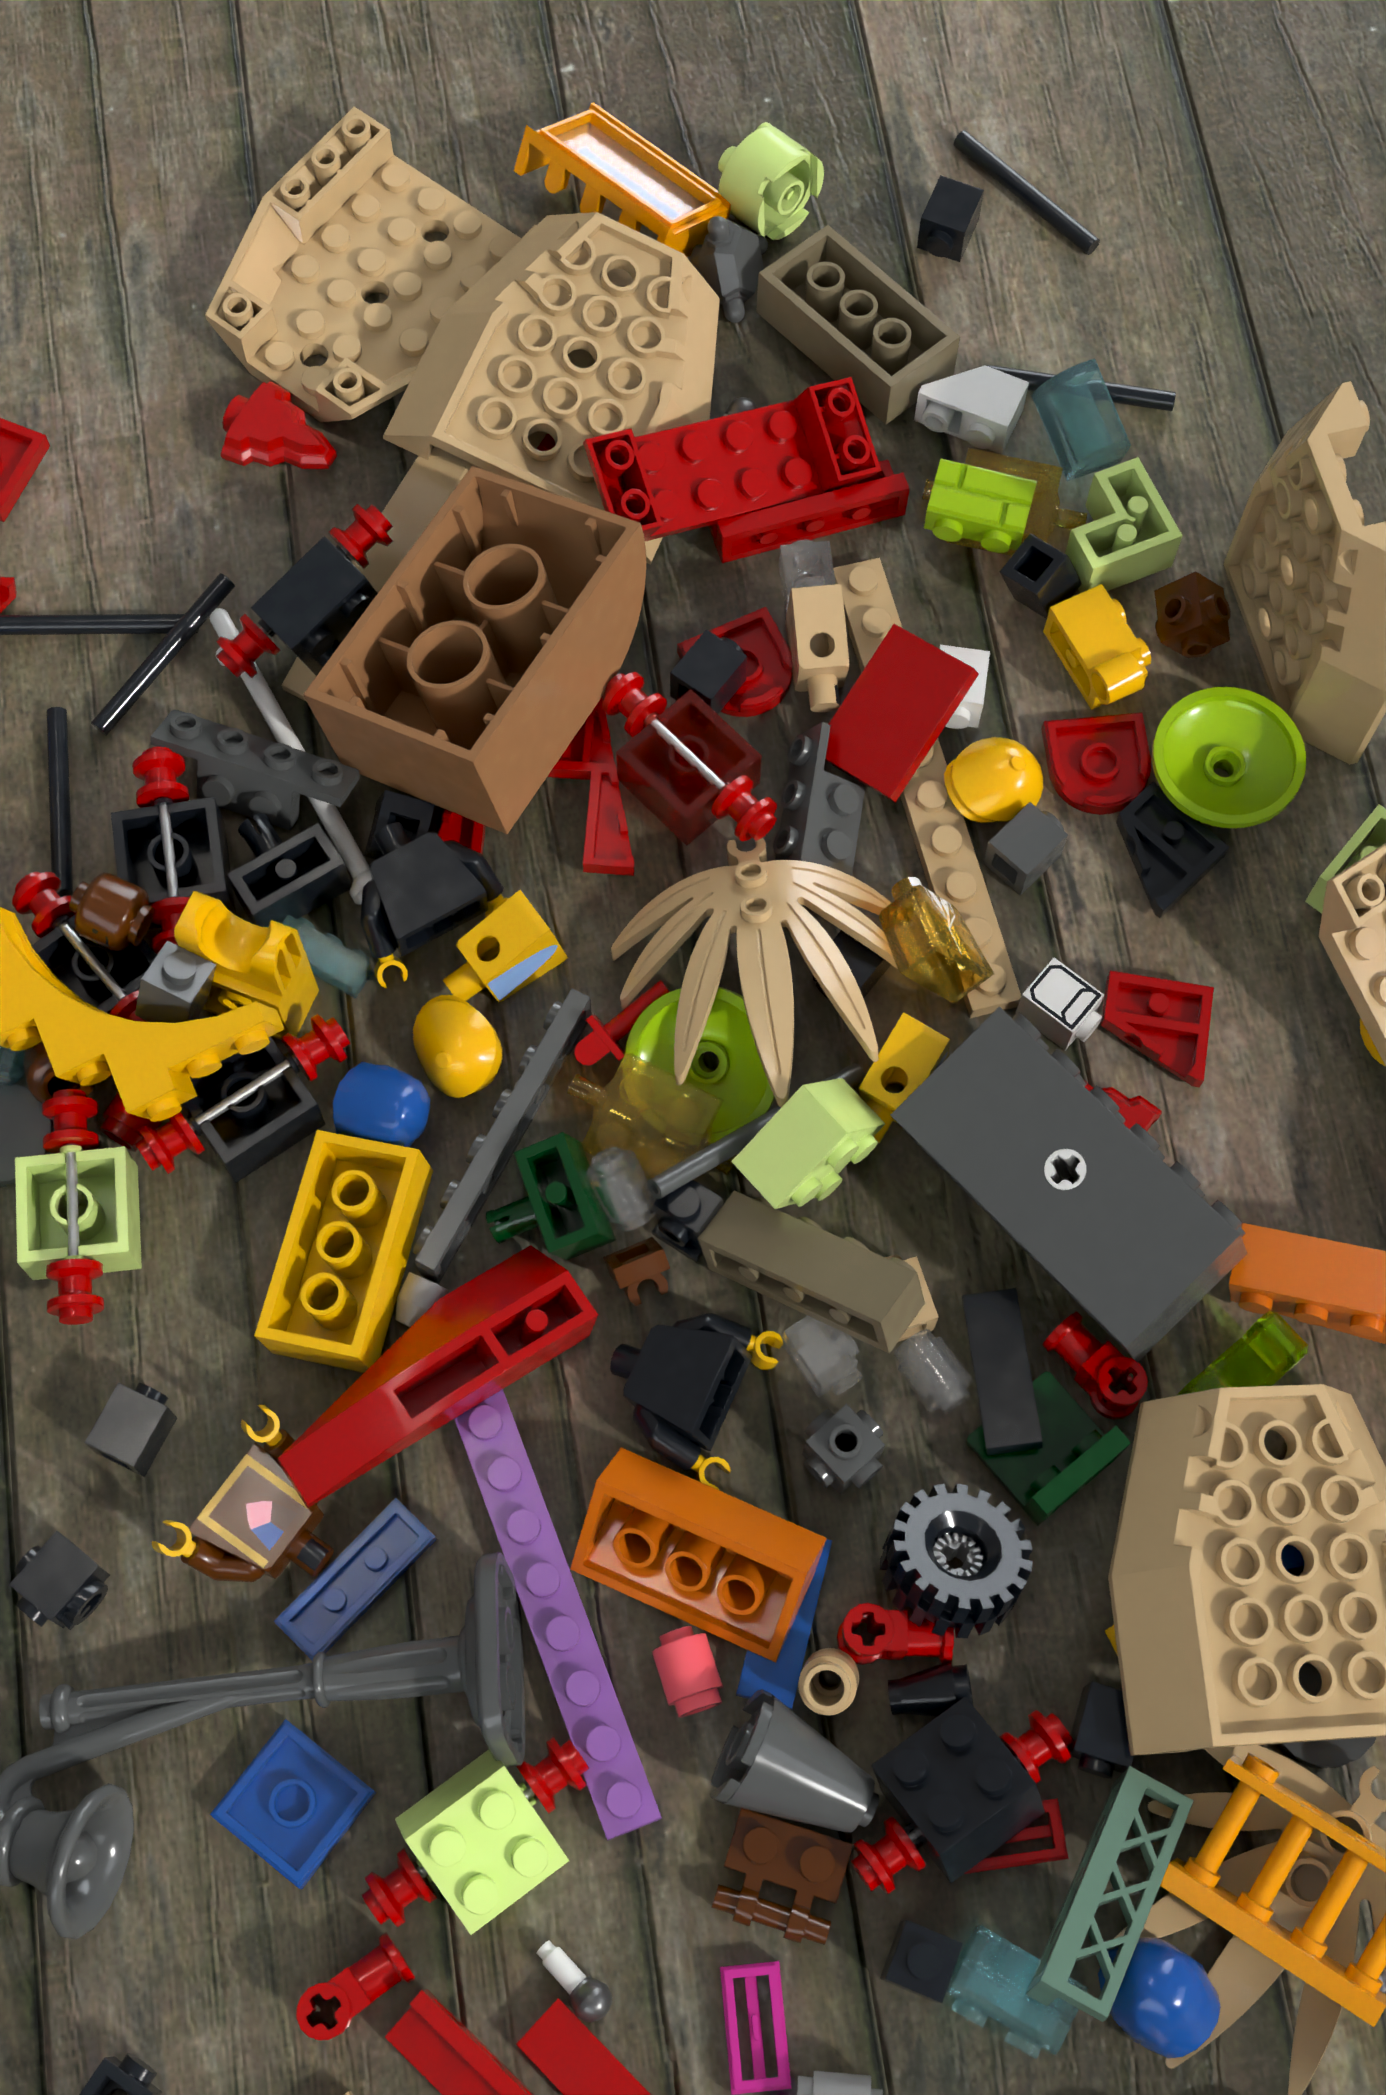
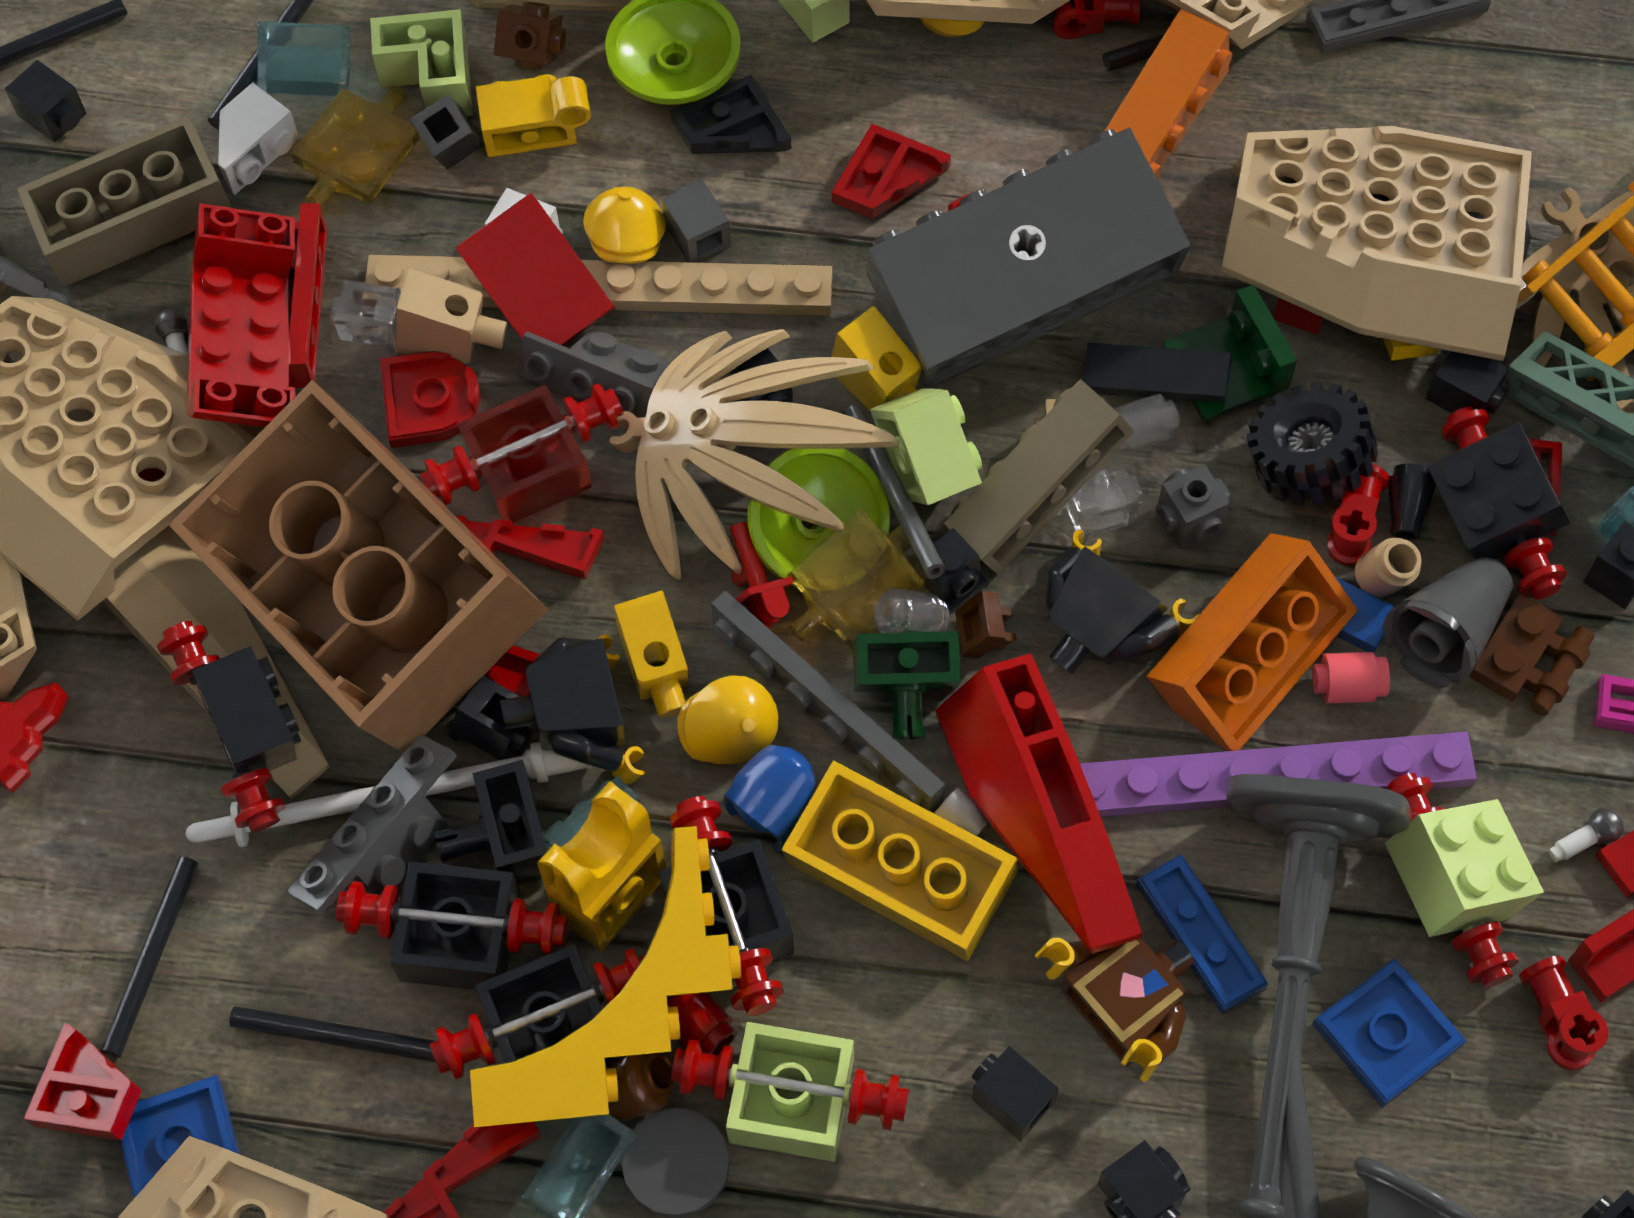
camera: 70 degrees left, 5 degrees down
(111, 911) = (508, 970): reddish brown head -> none
(163, 654) = (215, 895): black bar -> none
(175, 986) = (615, 923): dark grey brick -> none
(711, 669) = (435, 409): black brick -> none
(932, 942) = (776, 306): clear yellow torso -> none
(979, 506) = (363, 152): lime brick -> none
(1061, 1005) = (845, 235): white brick -> none
(1098, 760) = (629, 149): red tile -> none
(1098, 1368) = (1173, 302): red connector -> none
(1256, 1359) = (1201, 195): clear neon green animal -> none

